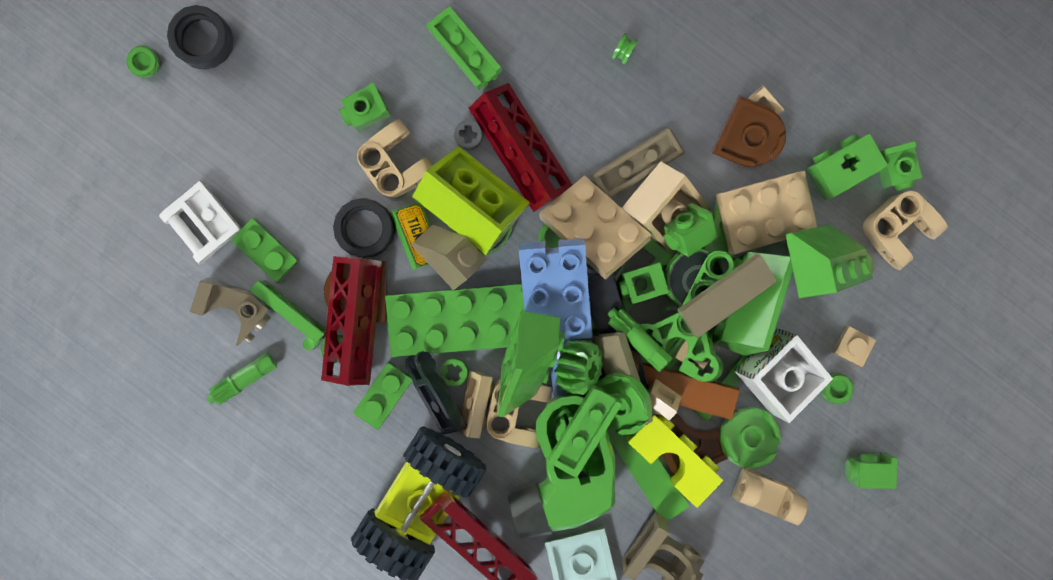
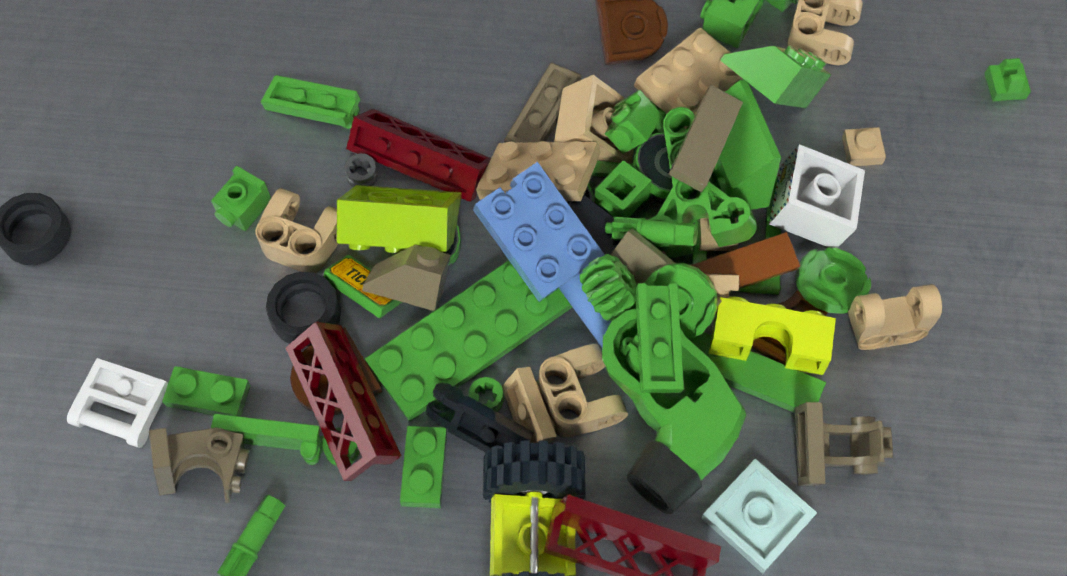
camera: 35 degrees left, 25 degrees down
(528, 359) = (552, 303): bright green slope -> none
(624, 49) = (465, 23): bright green bush -> none
(839, 389) = (879, 191): bright green tile -> none
(872, 471) = (973, 239): bright green brick -> none
(1004, 360) = (1007, 81): none -> bright green tile

